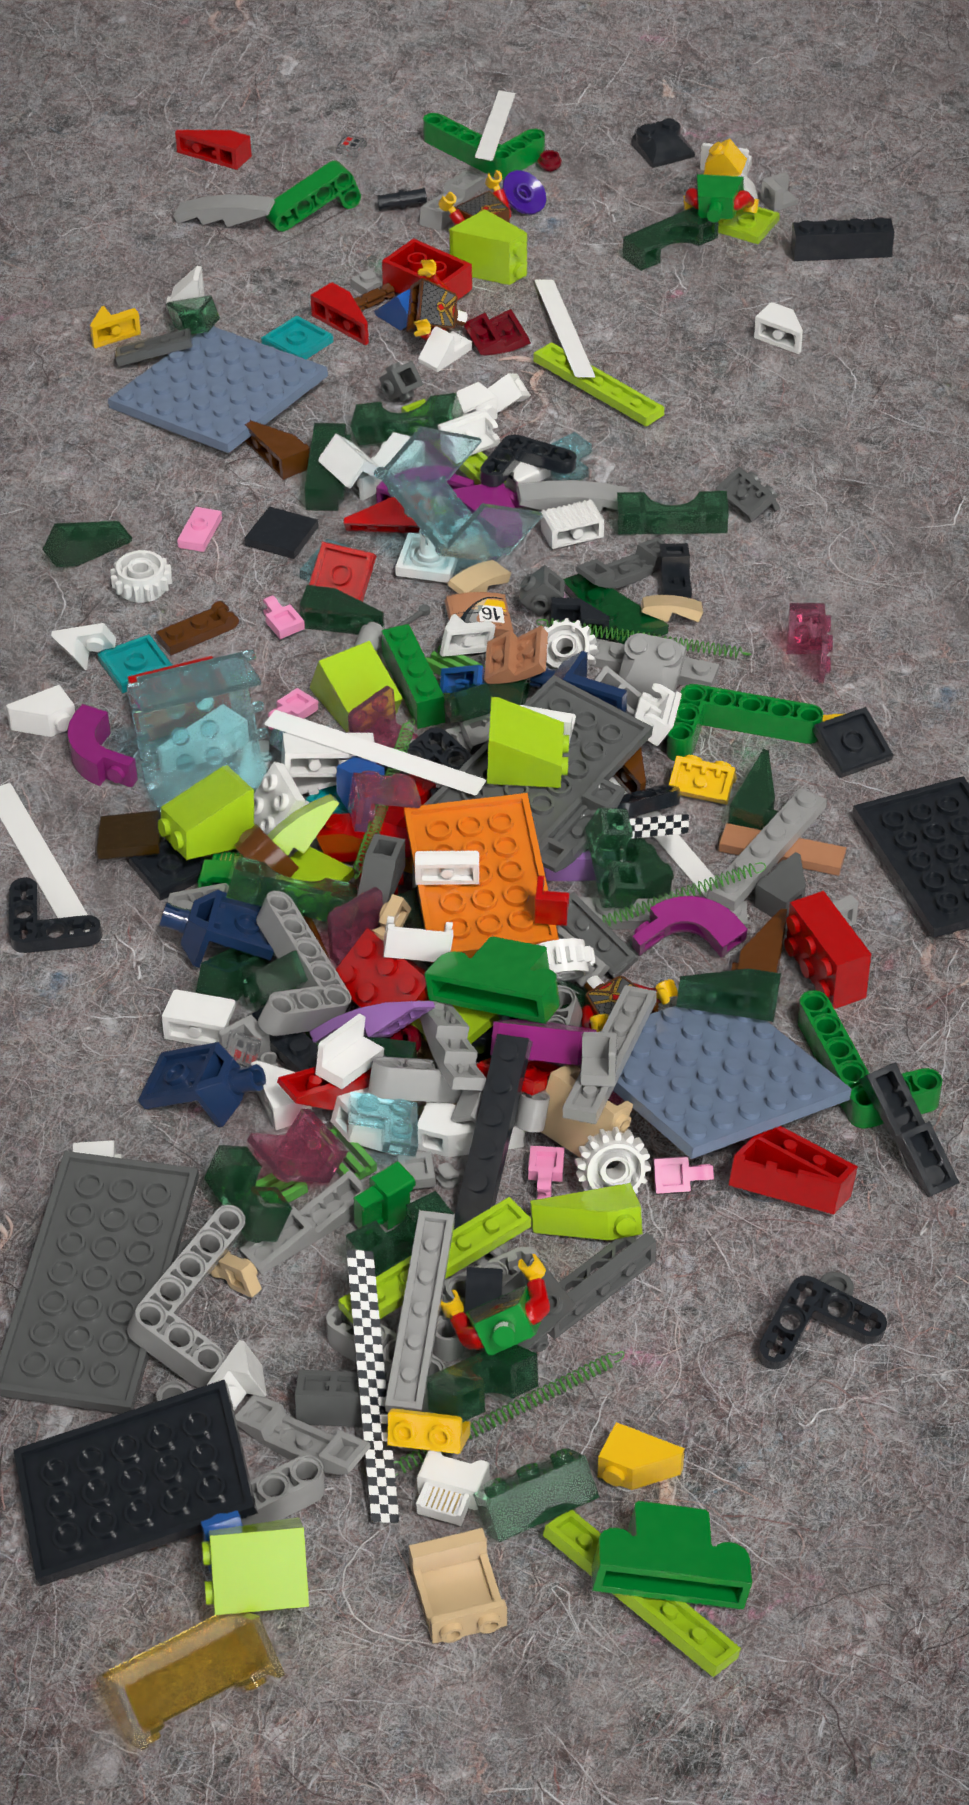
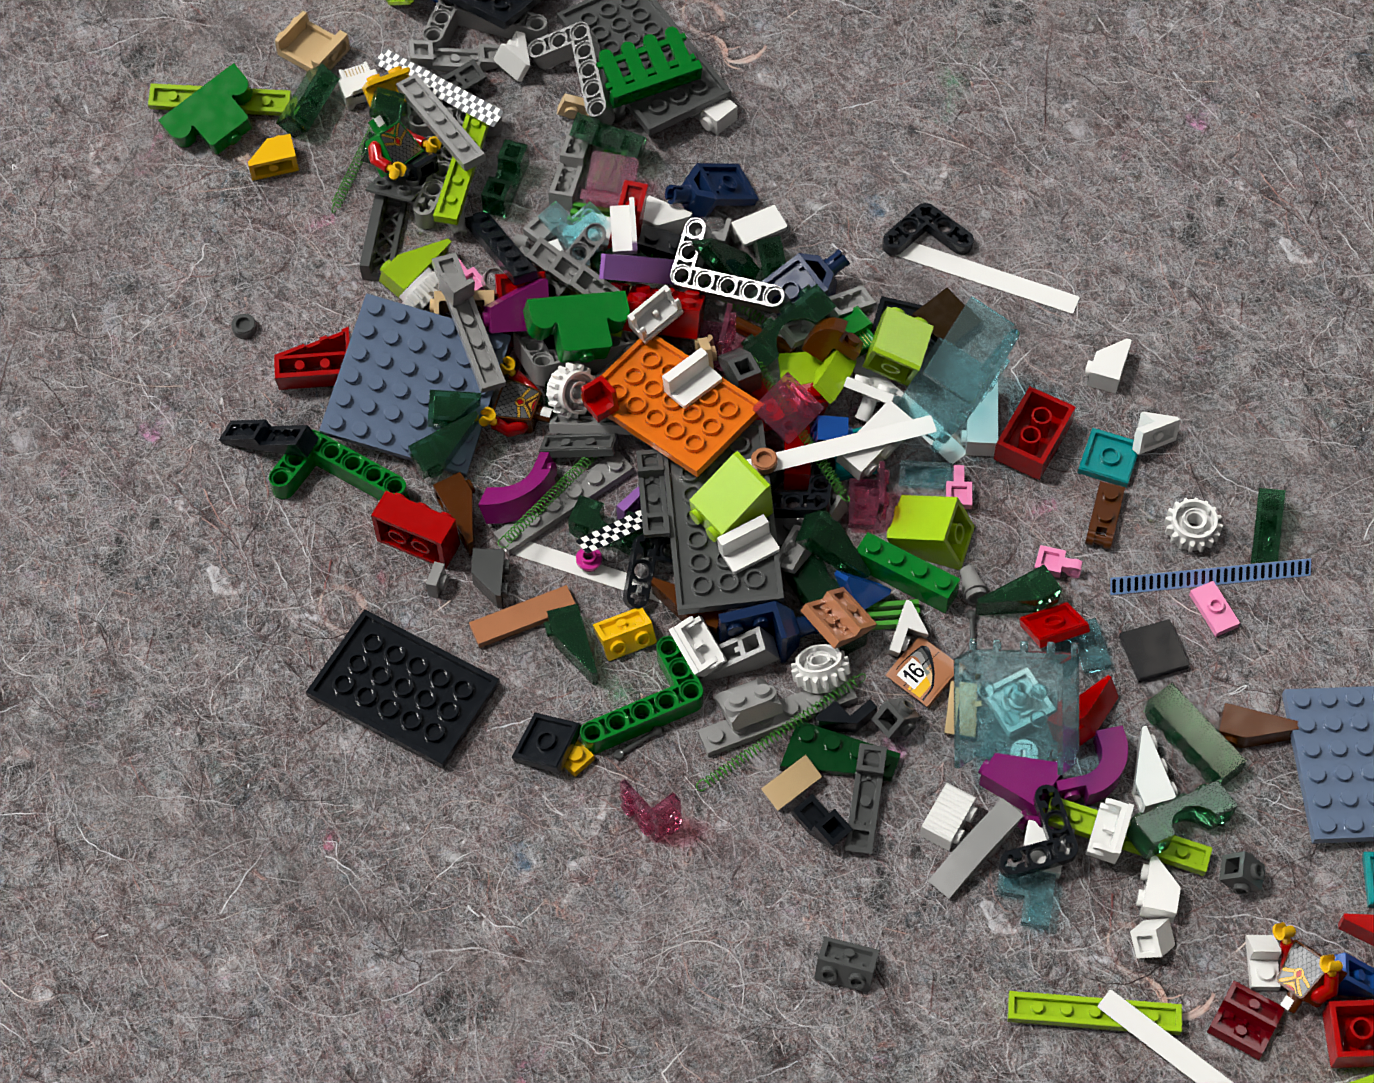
camera: 140 degrees right, 15 degrees up
(86, 734) = (1050, 358): magenta arch -> none
(140, 1199) = (648, 82): none -> green fence
(176, 545) = (1219, 575): none -> light blue sticker
(346, 460) = (1163, 727): white panel -> none
(385, 1197) = (533, 192): green piece -> none
(453, 774) = (764, 460): none -> nougat tile
(617, 880) = (601, 483): clear green arch -> none
(677, 852) = (588, 565): none -> dark pink plate
(697, 1009) = (450, 406): none -> clear green slope
(702, 515) = (908, 868): clear green arch -> none
(768, 847) = (527, 599): light grey plate -> none
(816, 1307) = (242, 298): black beam -> none

